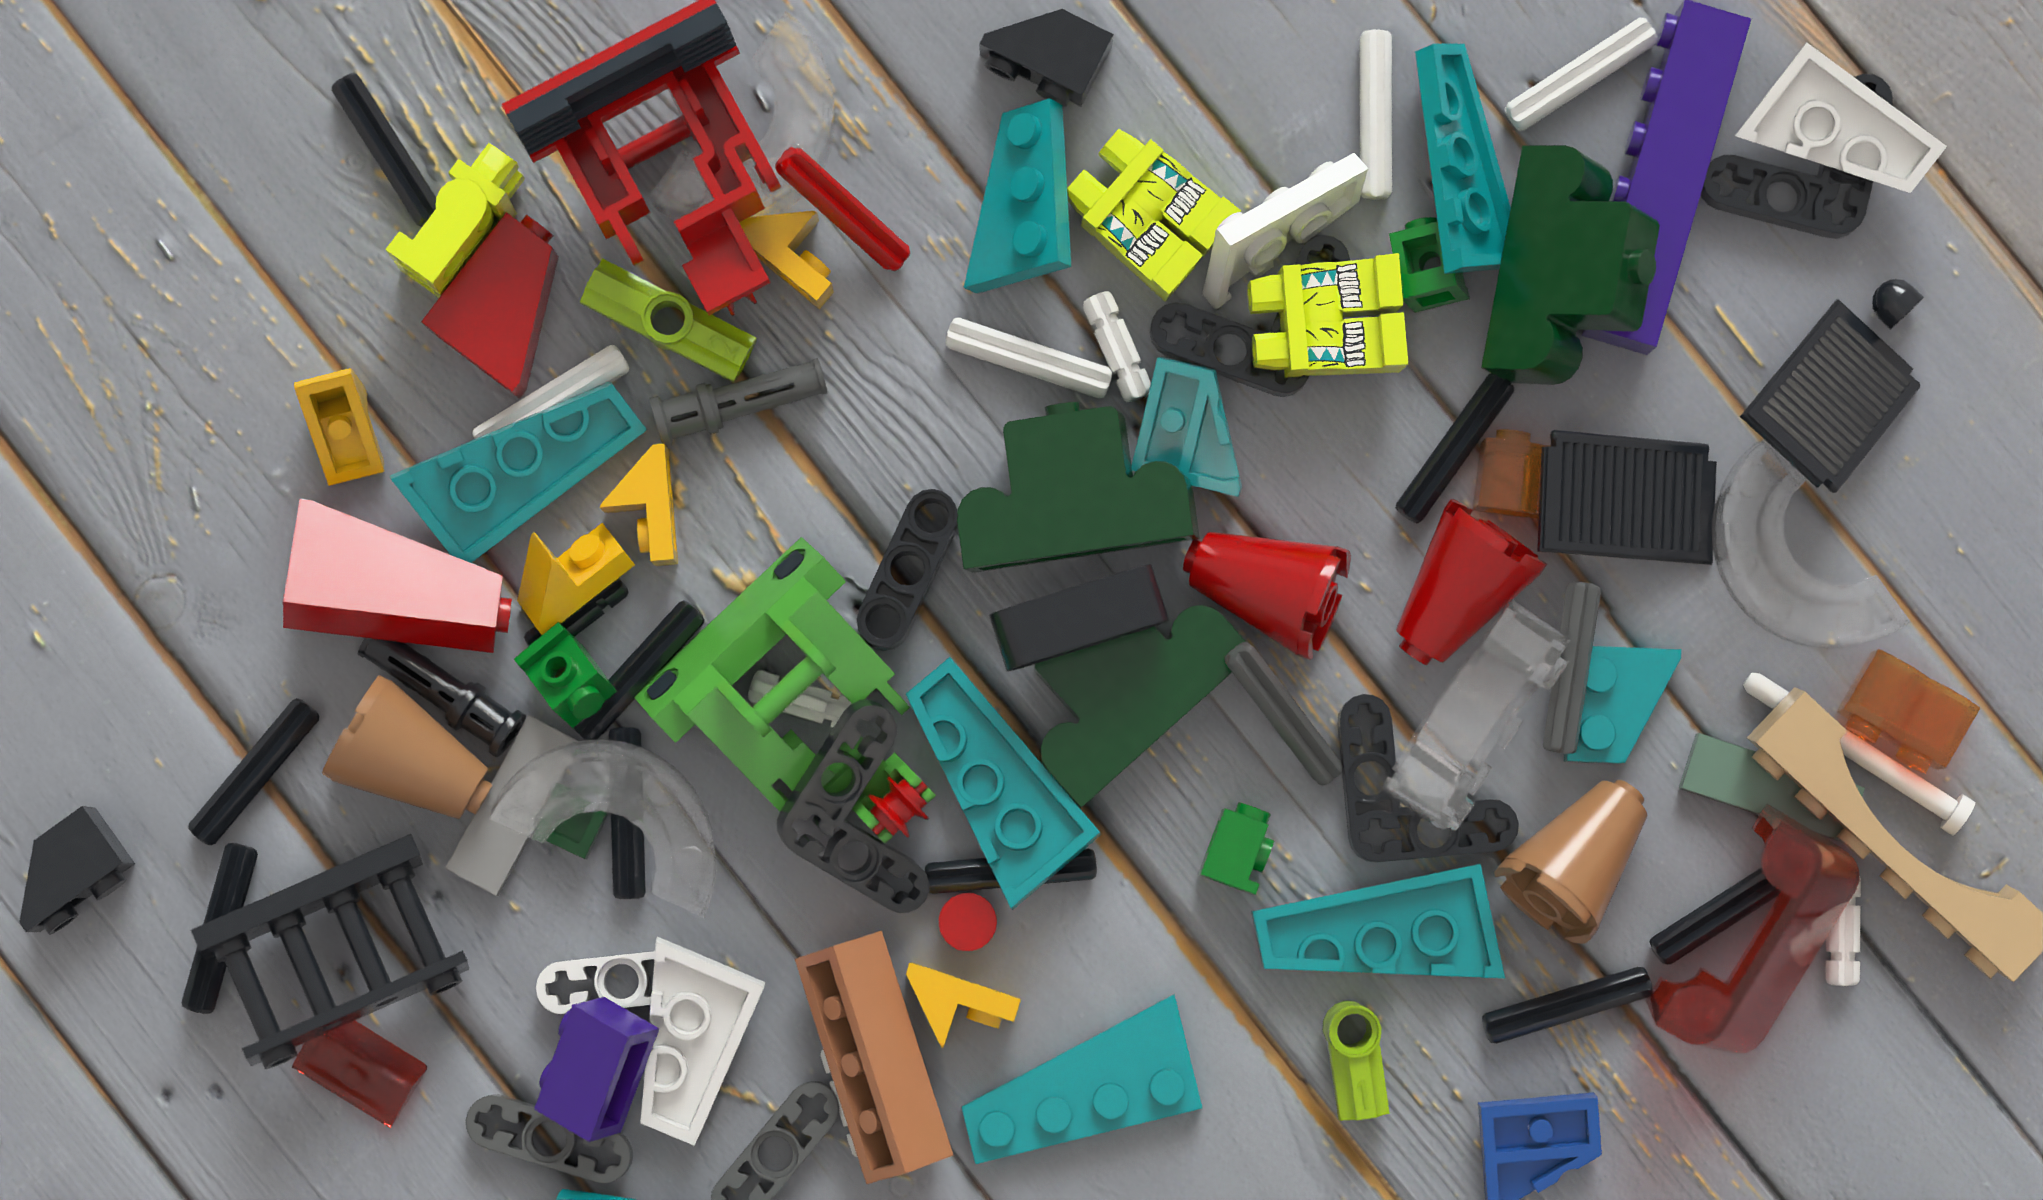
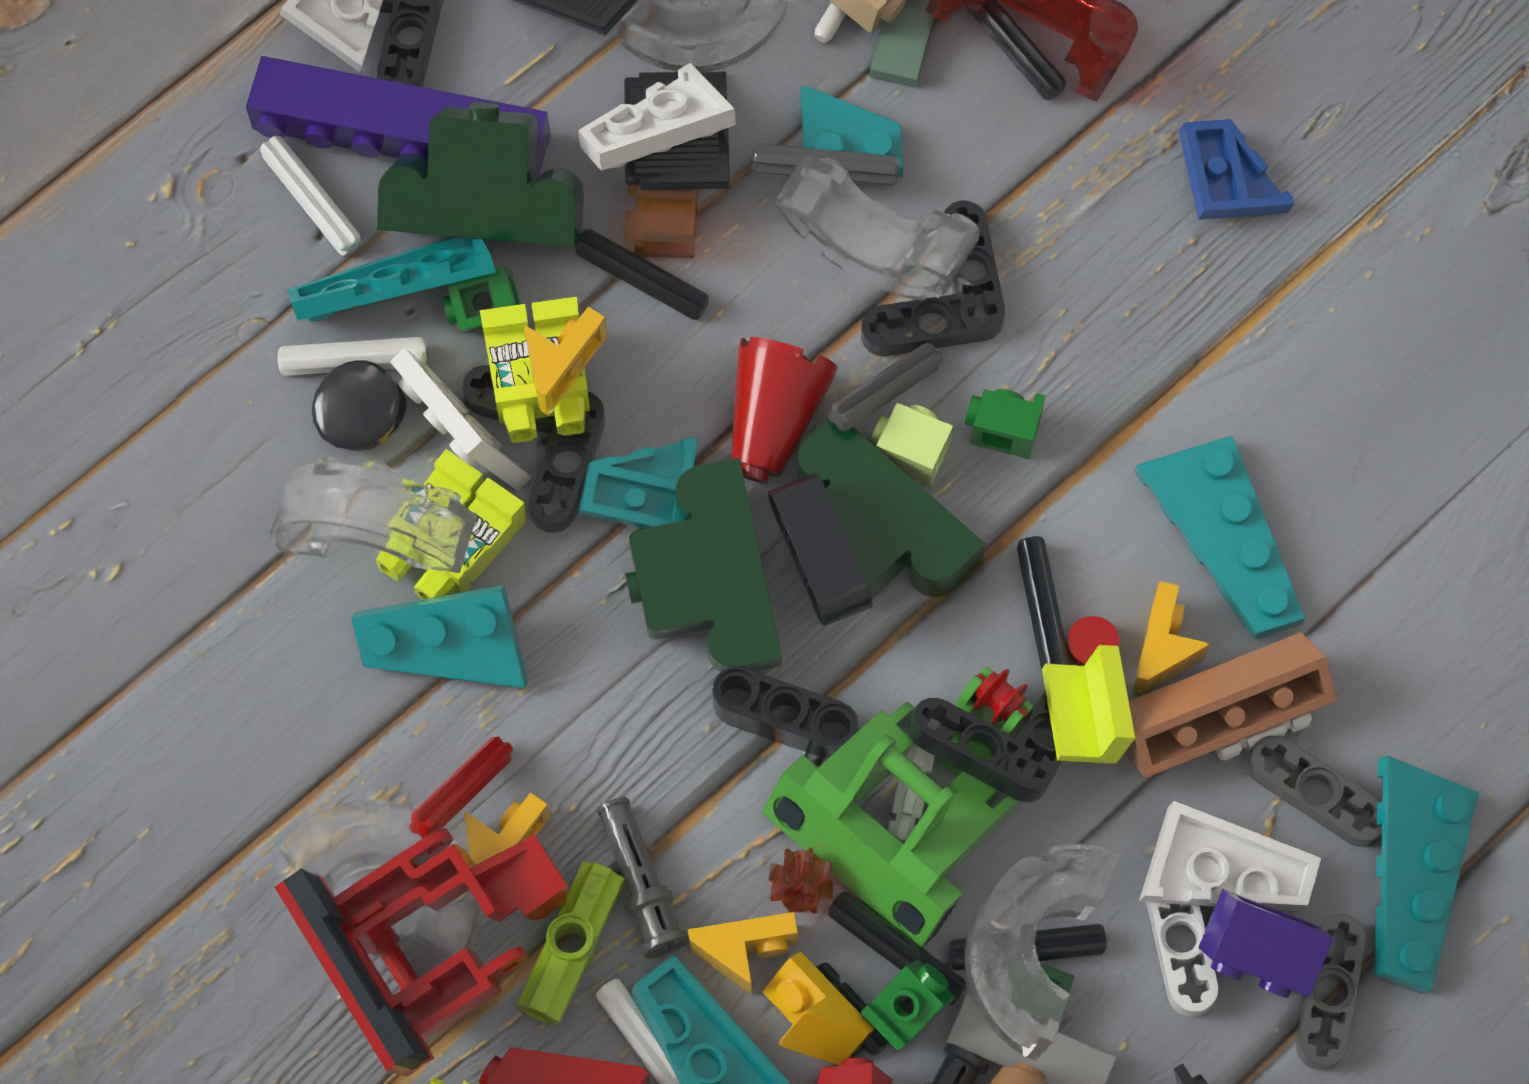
camera: 90 degrees left, 15 degrees down
(714, 571) = (800, 881): none -> clear red gear
(877, 903) = (1089, 708): none -> neon yellow panel
(1006, 793) = (976, 613): teal wing -> none
(1028, 357) = (585, 629): white axle -> none
(1051, 51) = (309, 620): black slope -> none
(1117, 346) = (570, 554): white axle -> none
(1151, 123) = (371, 509): none -> clear brick
(1220, 739) = (914, 441): none -> yellowish green brick
(1307, 330) = (559, 366): none -> yellow slope
(1308, 116) = (358, 406): none -> black piece
(1356, 1066) = (1179, 314): lime piece -> none
(1399, 927) = (1059, 293): teal wing -> none
(1463, 583) = (761, 253): red cone -> none
(1567, 1005) = (1108, 157): black axle -> none
(1576, 860) = (989, 150): medium nougat cone -> none
(1631, 479) = (664, 119): none -> white wing

